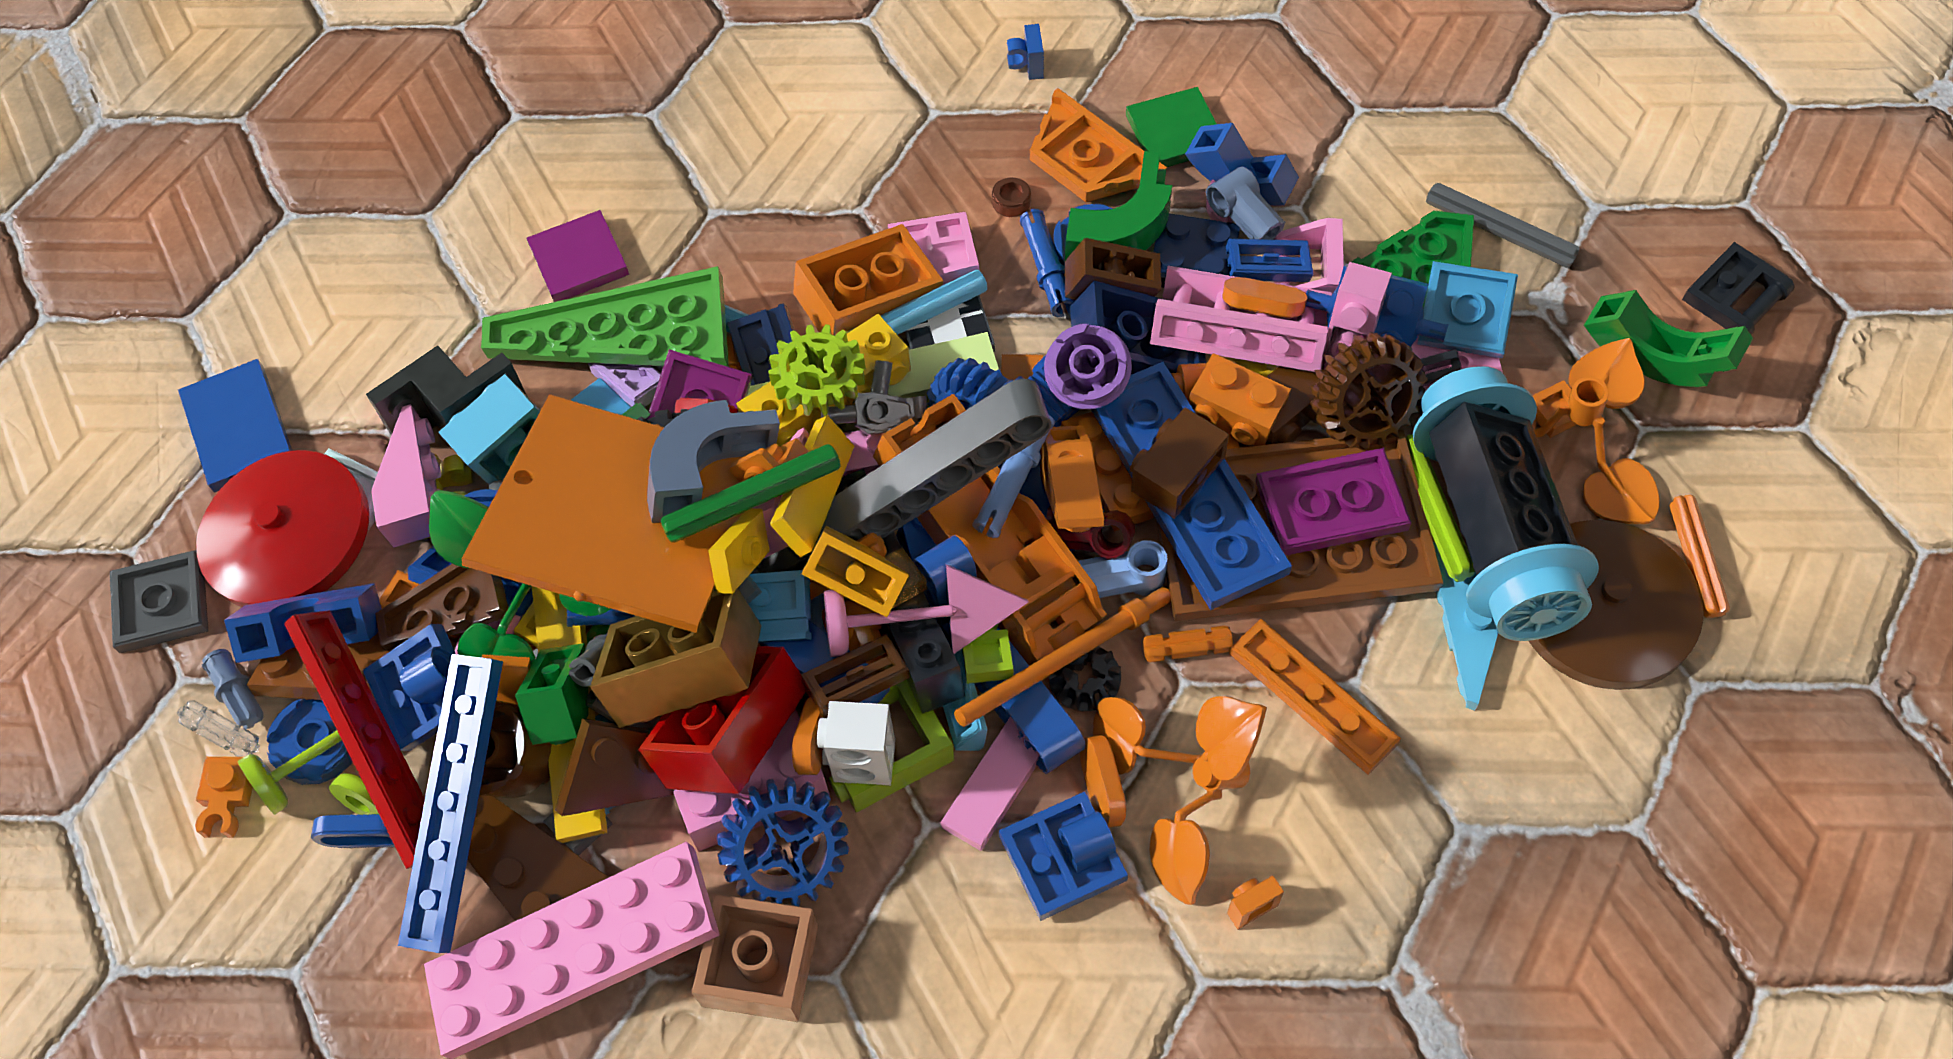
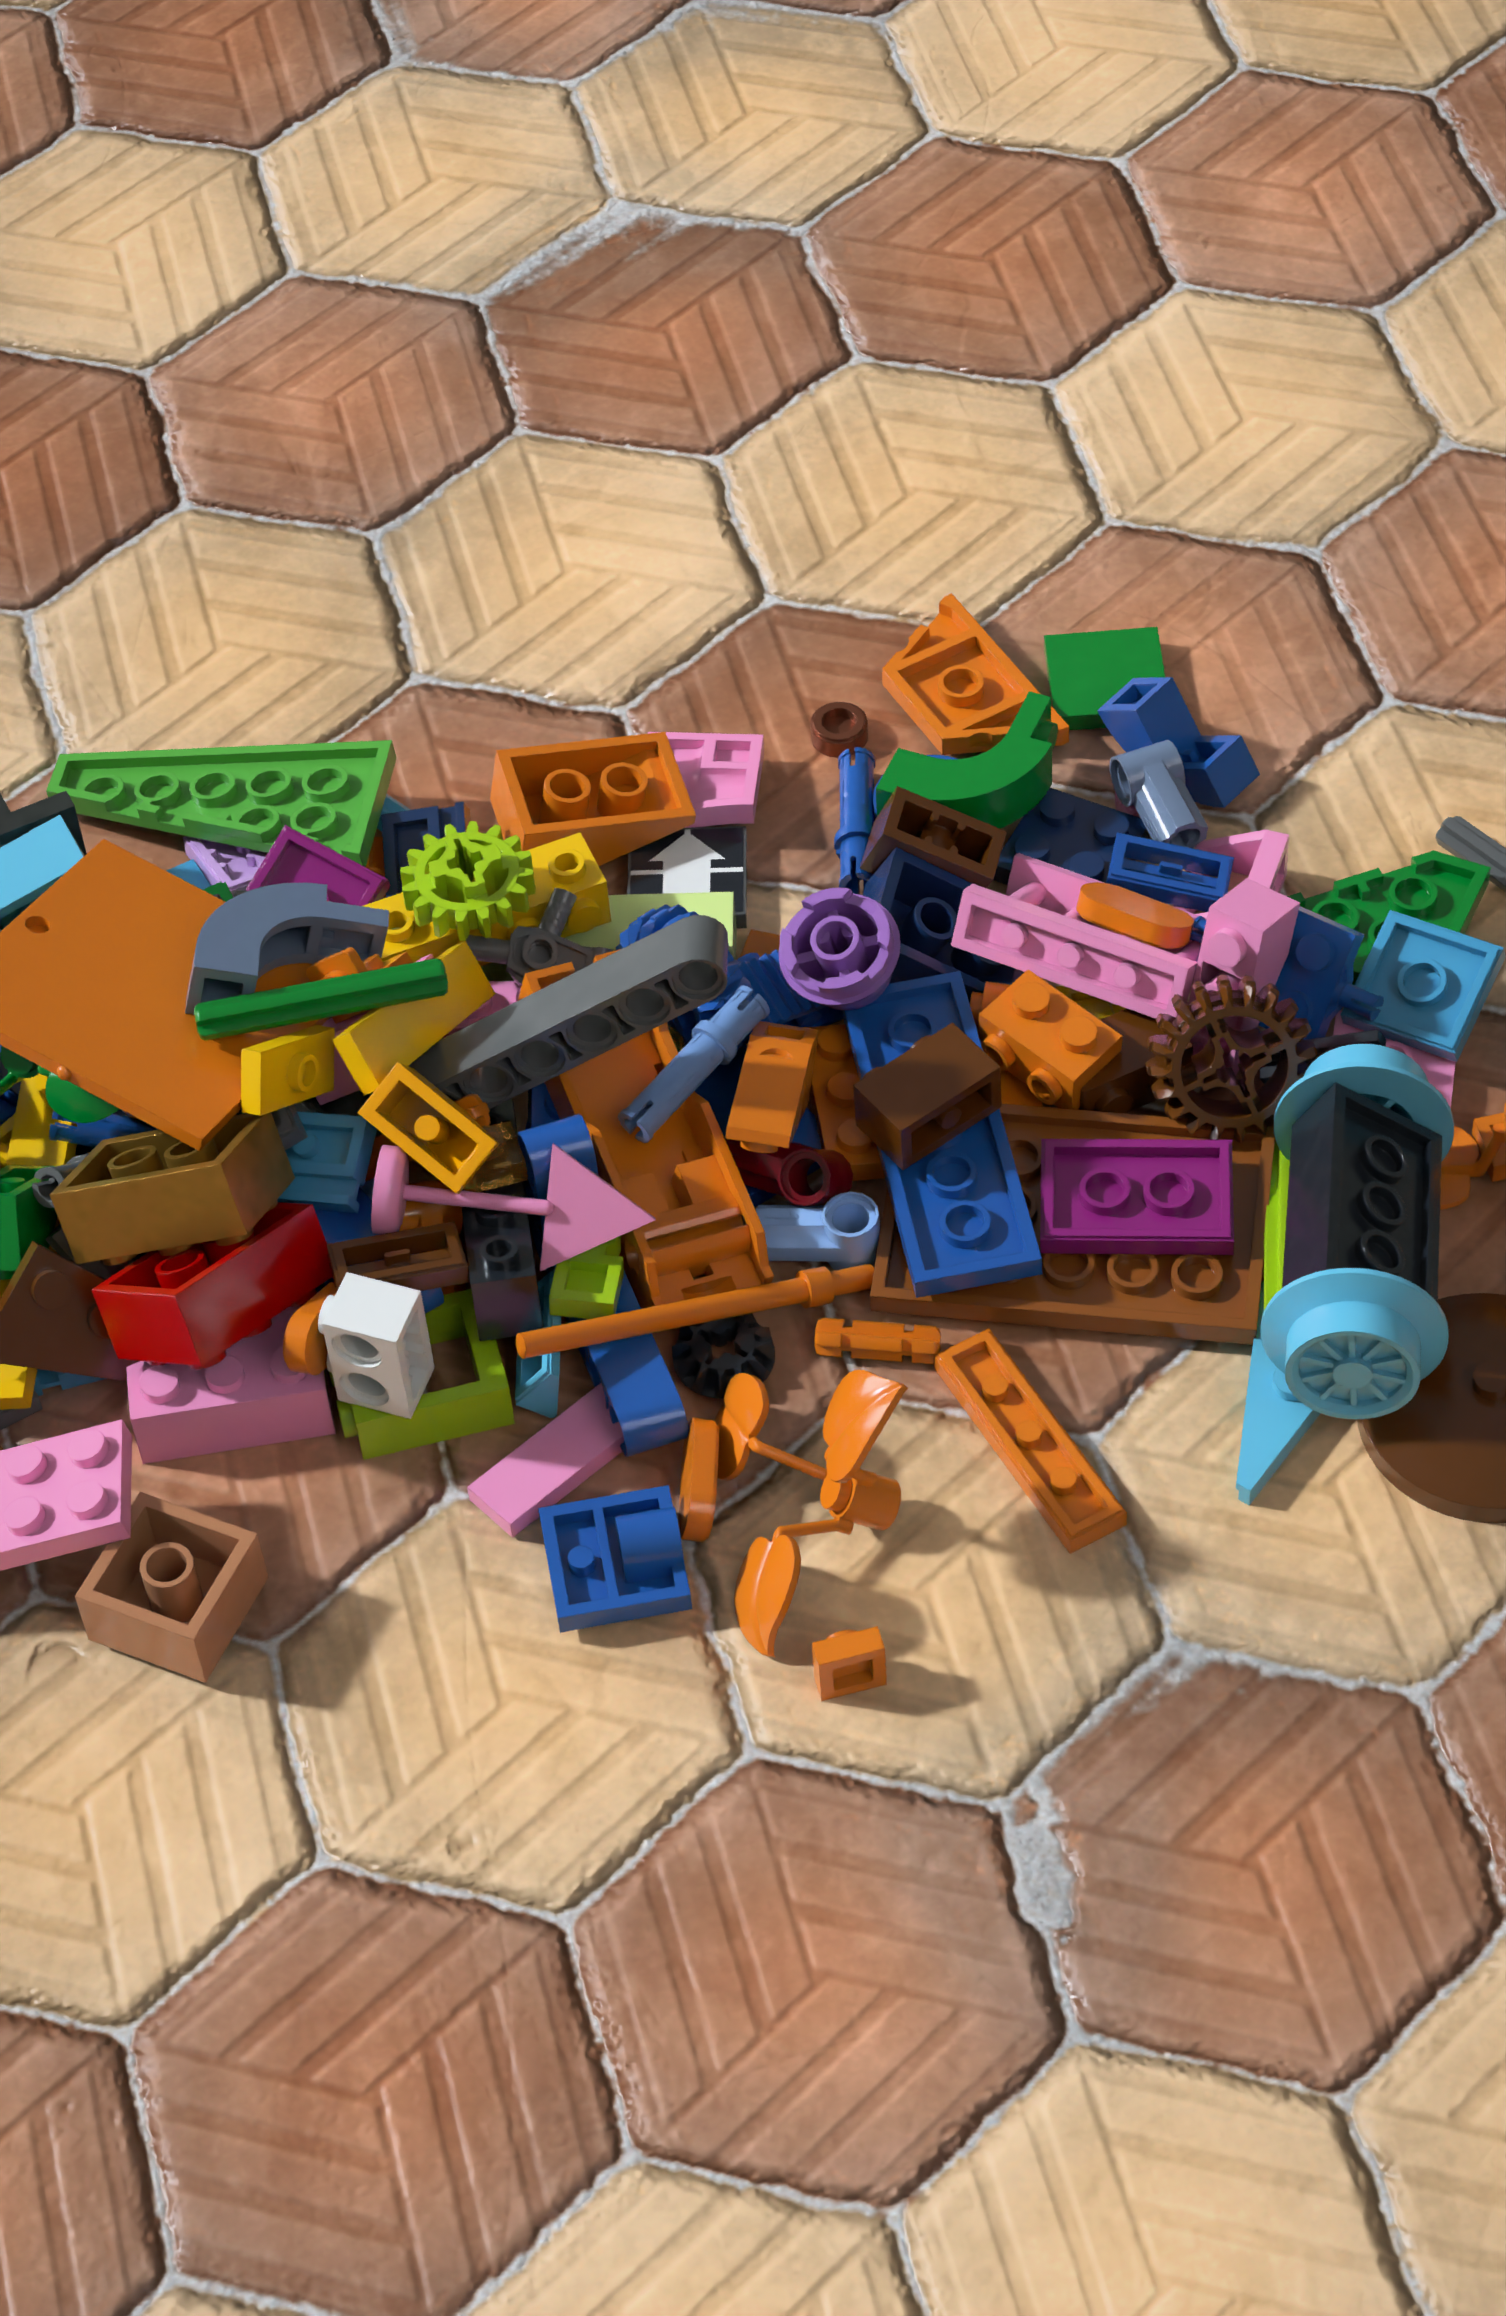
camera: 15 degrees right, 10 degrees down
(577, 256) = (213, 699): magenta tile -> none
(769, 855) = (231, 1401): blue gear -> none
(936, 302) = (676, 844): medium azure axle -> none
(1027, 52) = (927, 538): blue tile -> none

